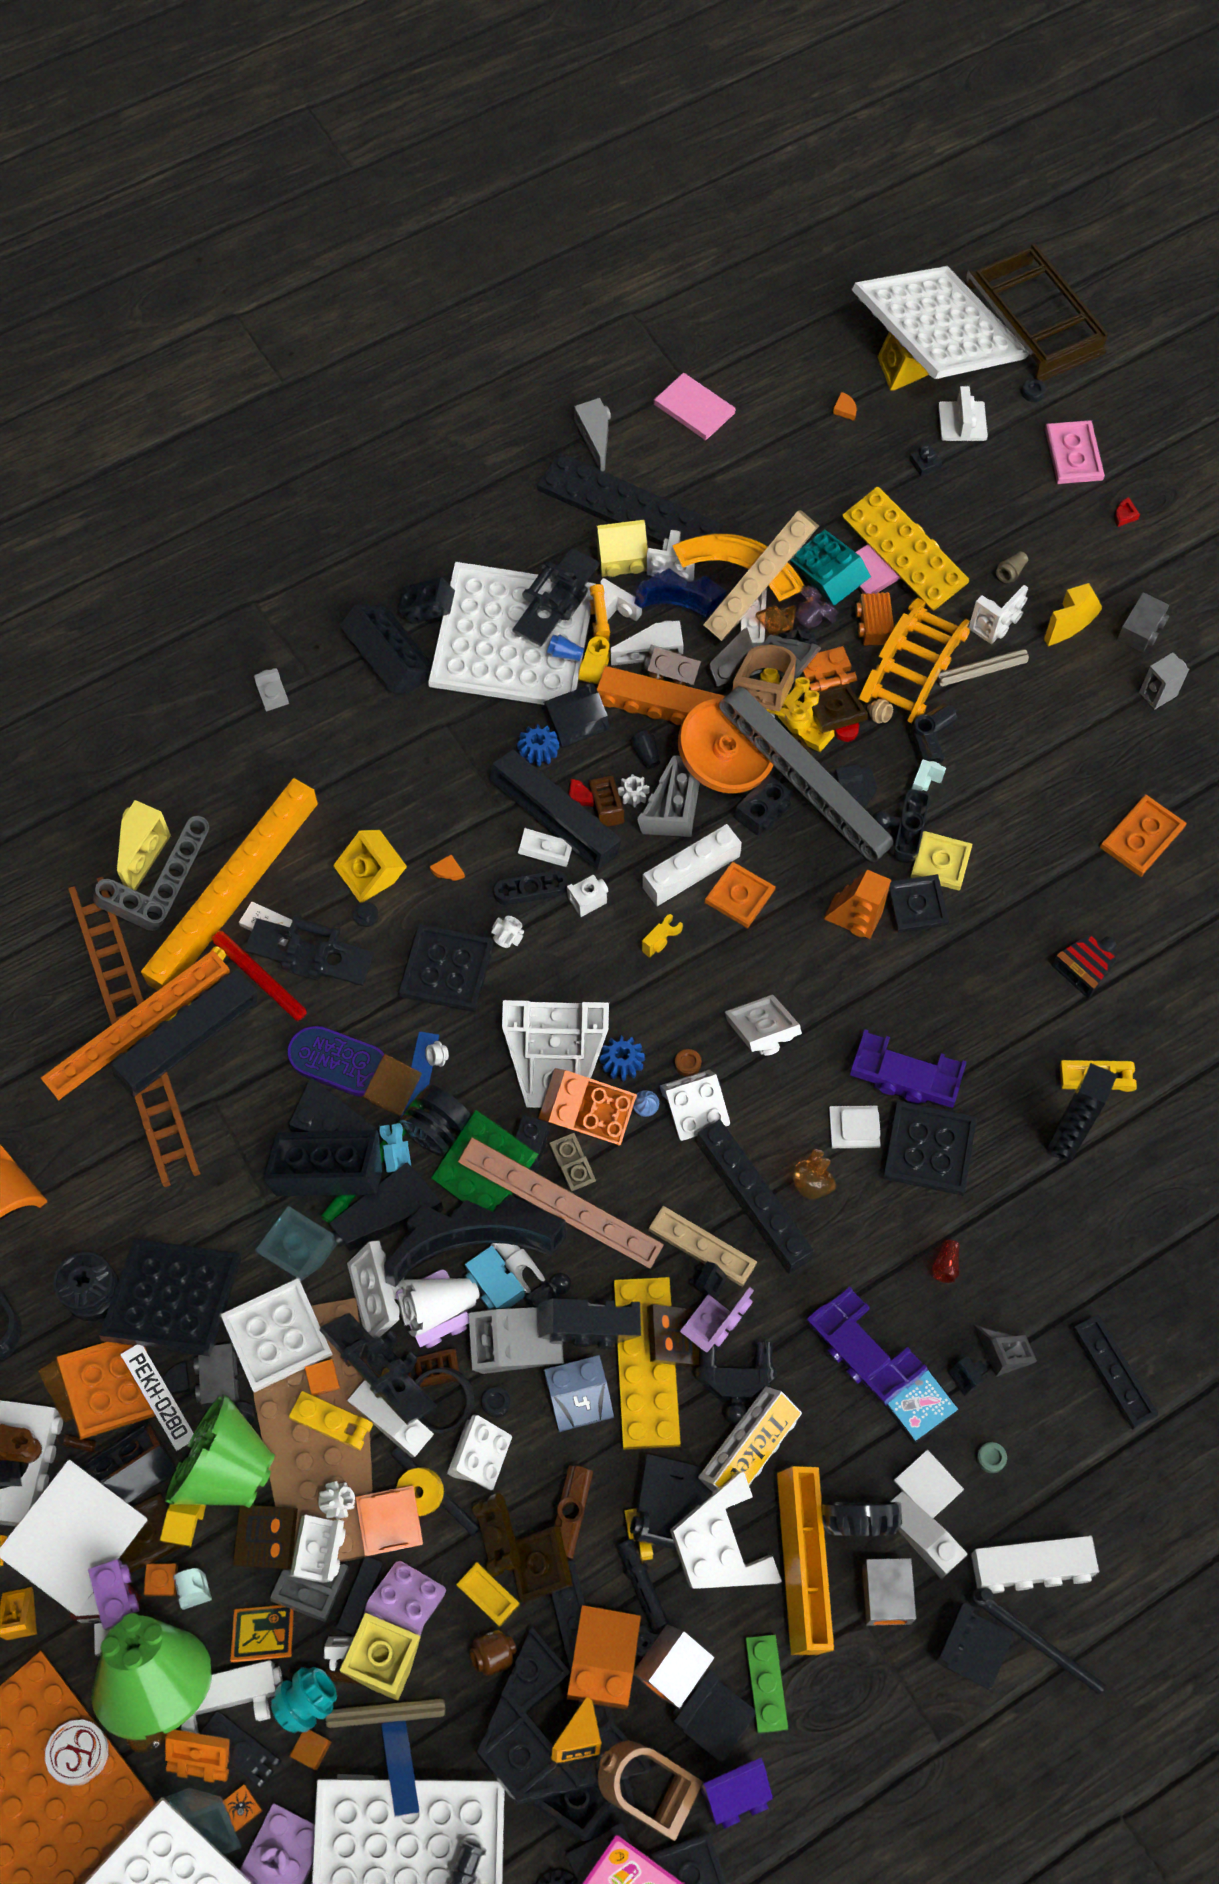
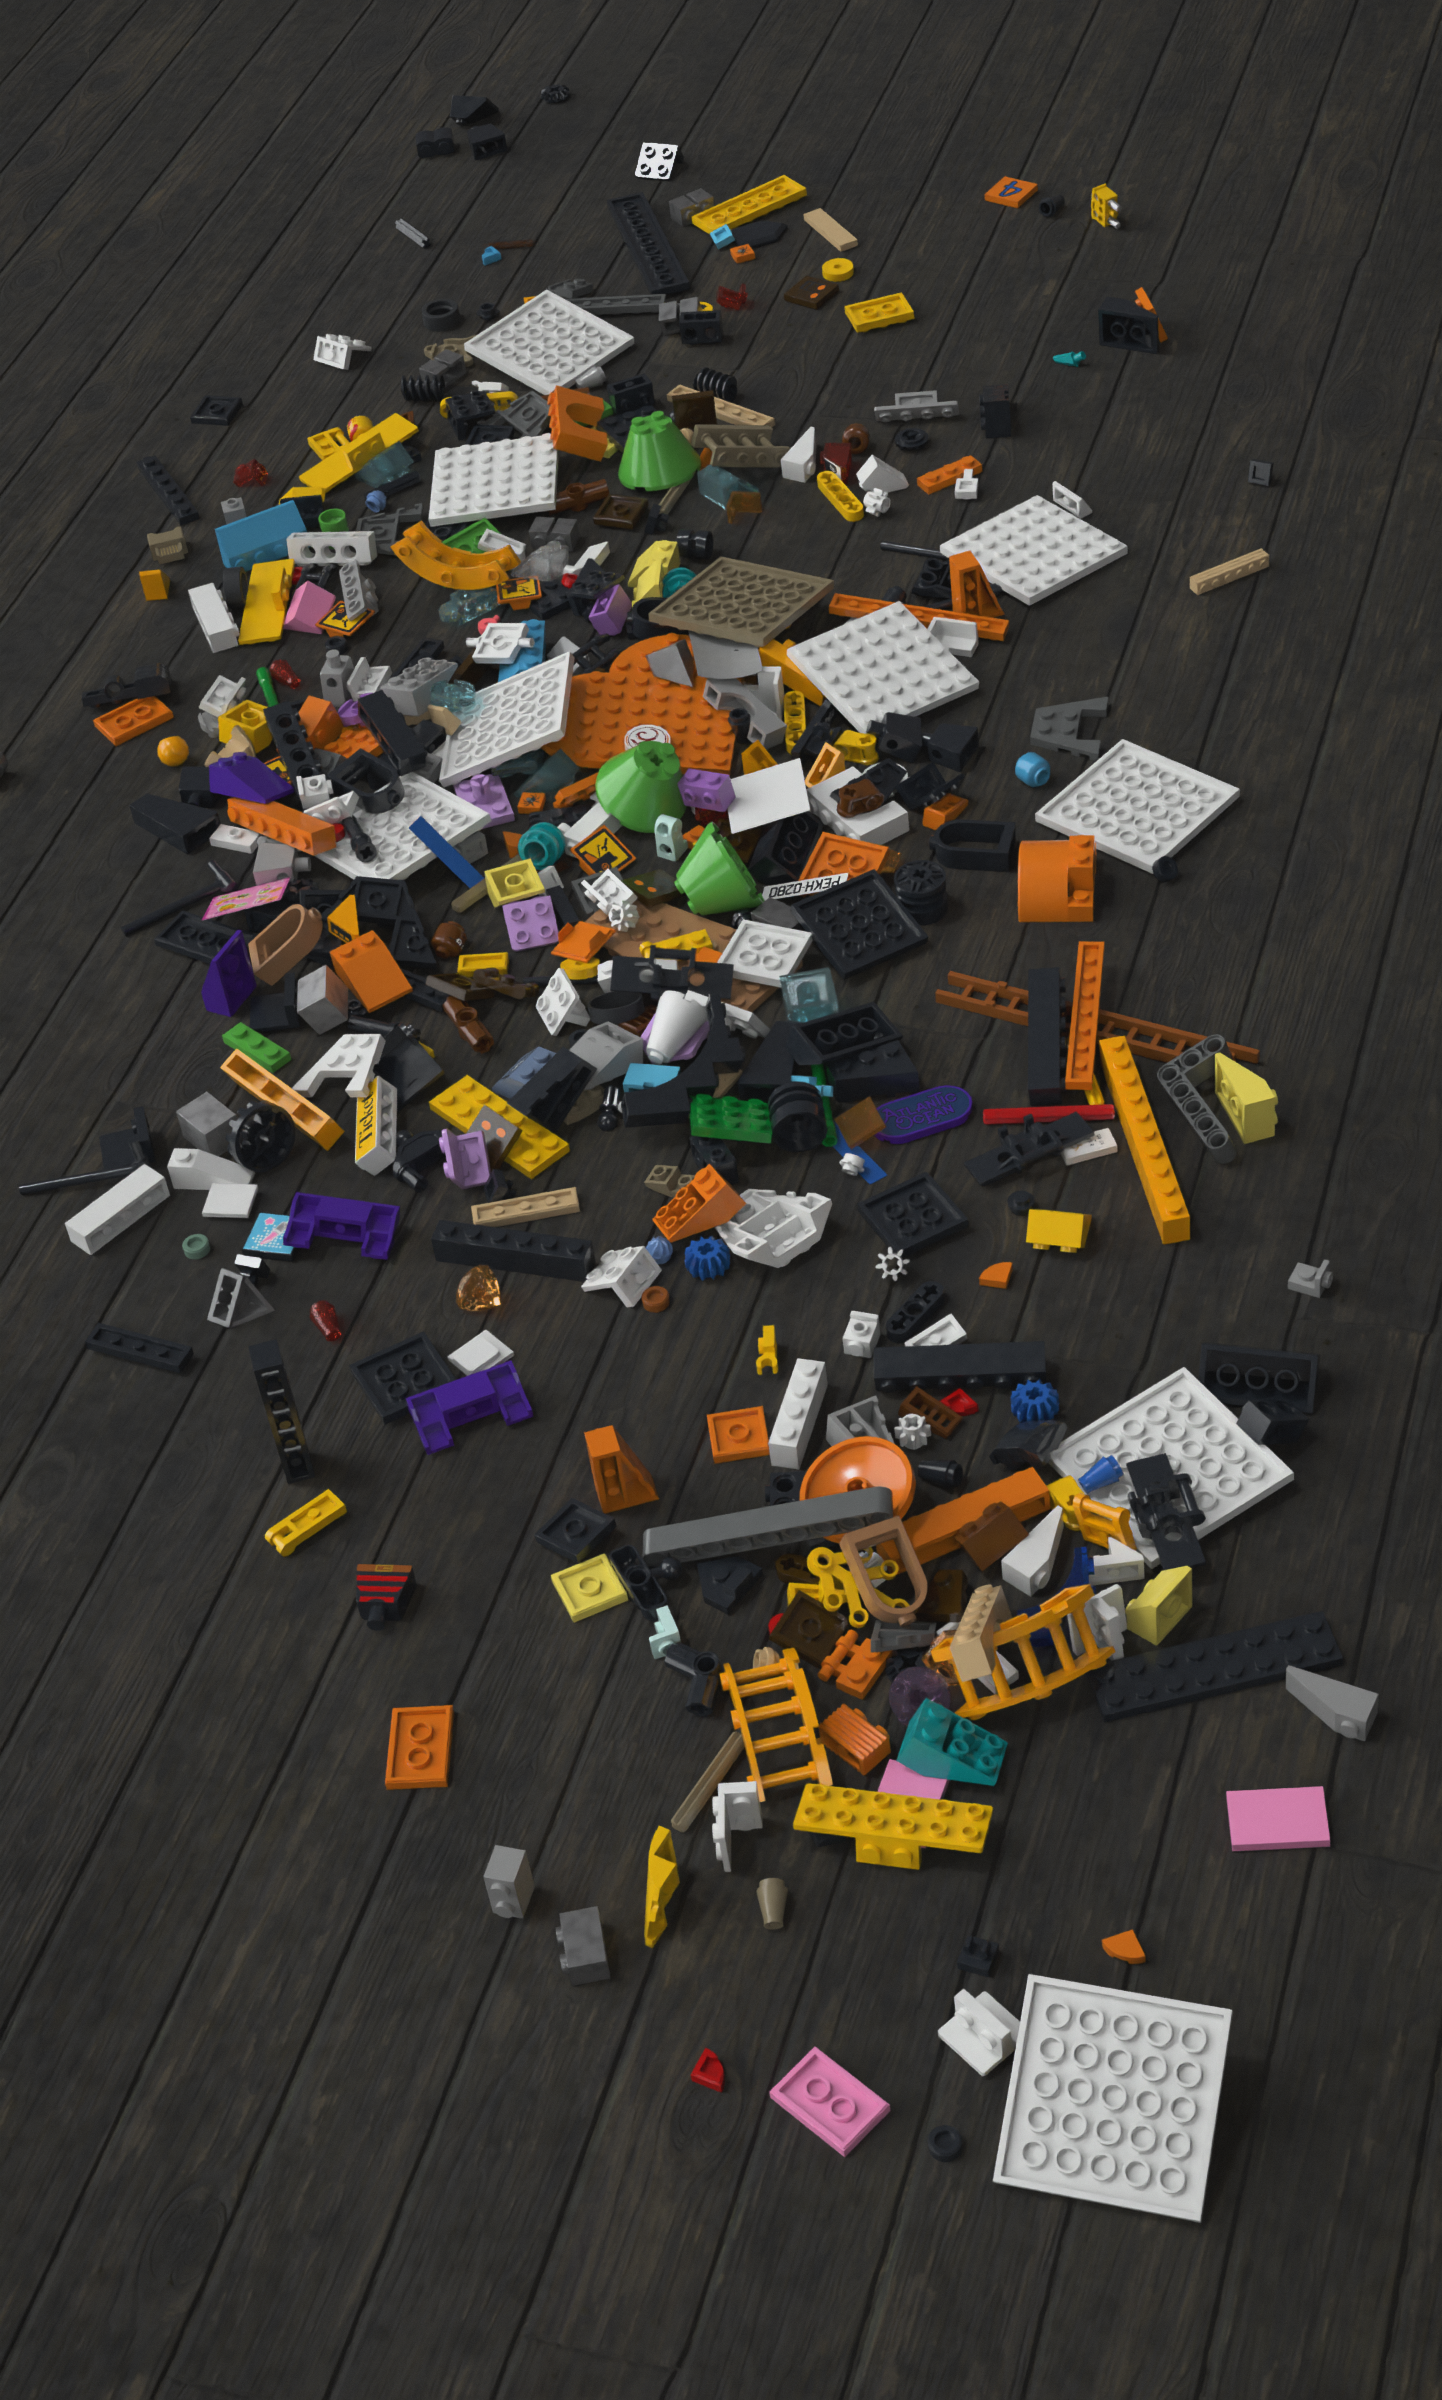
camera: 145 degrees right, 20 degrees down
(560, 1202) = (653, 1123): plate -> none
(763, 1024) = (614, 1339): white plate -> none
(1063, 359) = (1107, 2201): dark brown piece -> none

